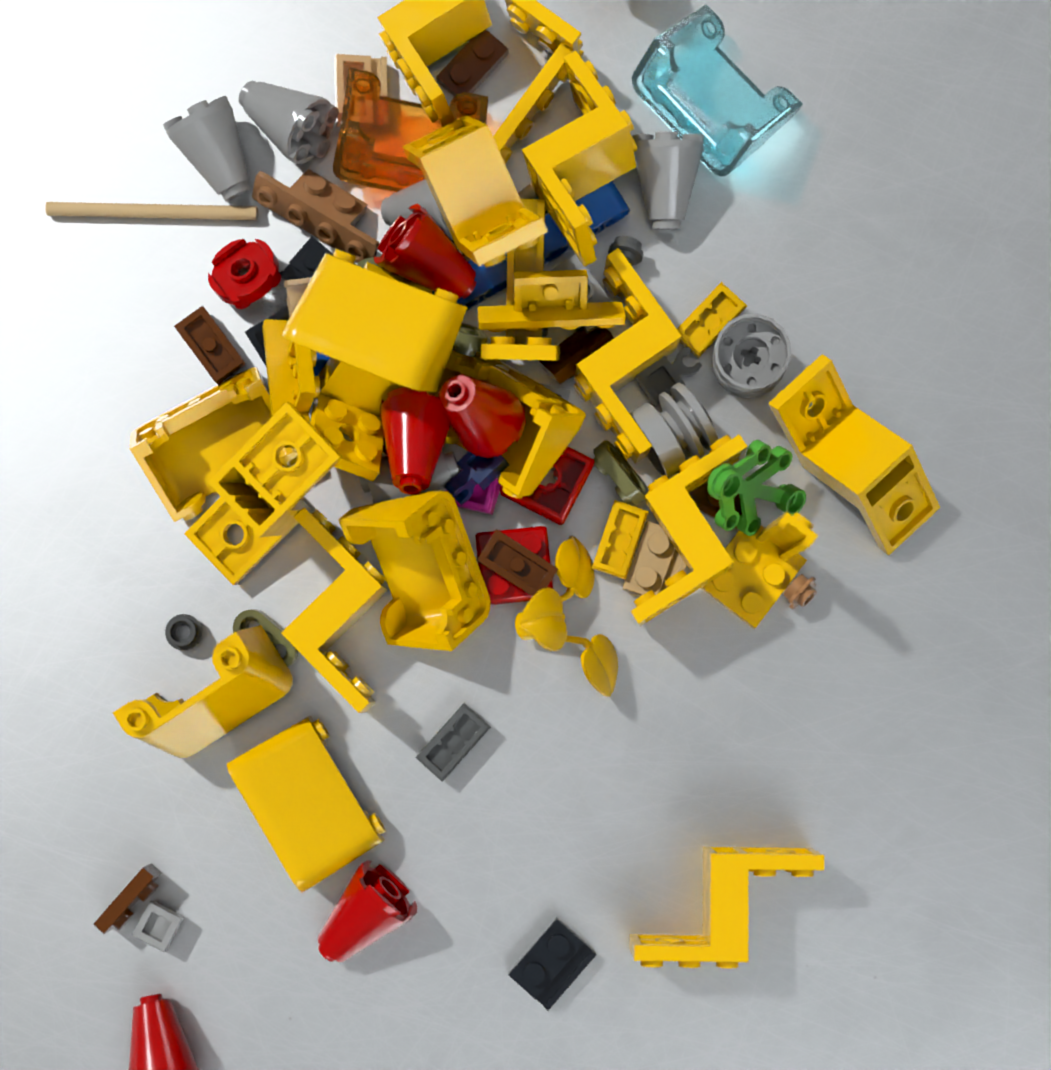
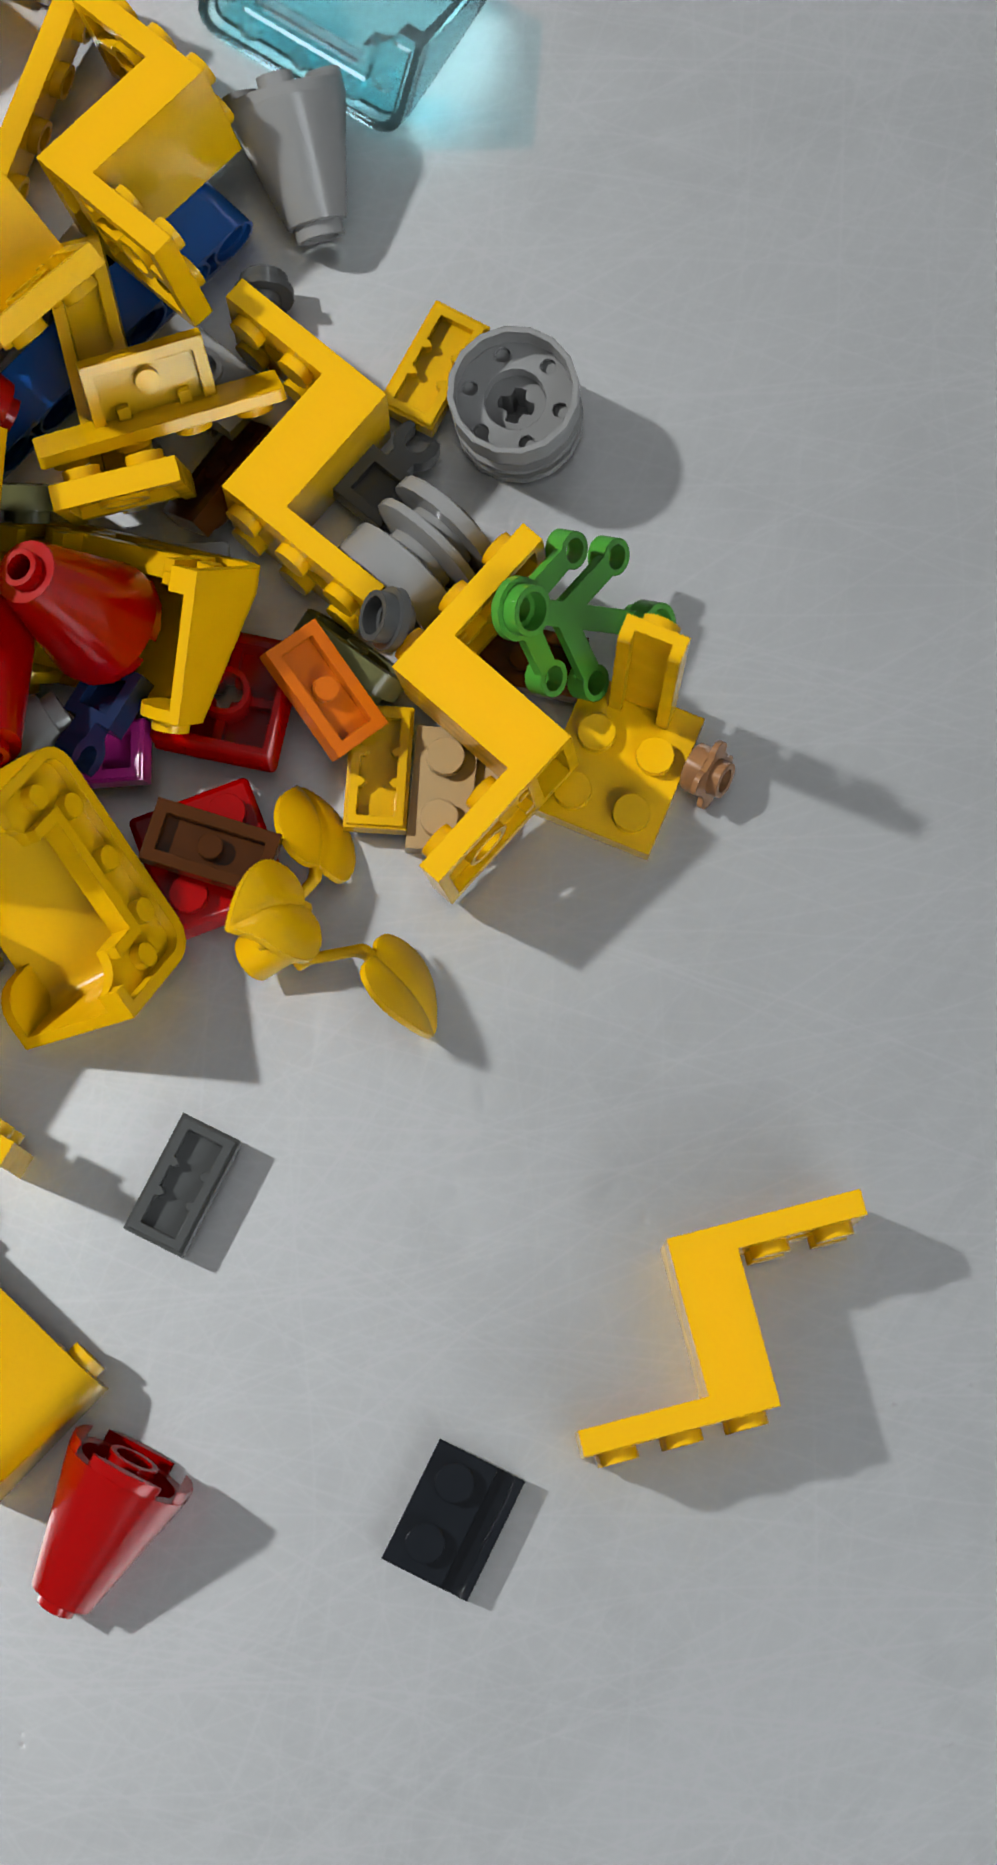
camera: 15 degrees left, 5 degrees down
(602, 491) = (323, 690): none -> orange plate
(648, 465) = (387, 618): none -> dark grey plate
(855, 454) = (733, 517): yellow bracket -> none

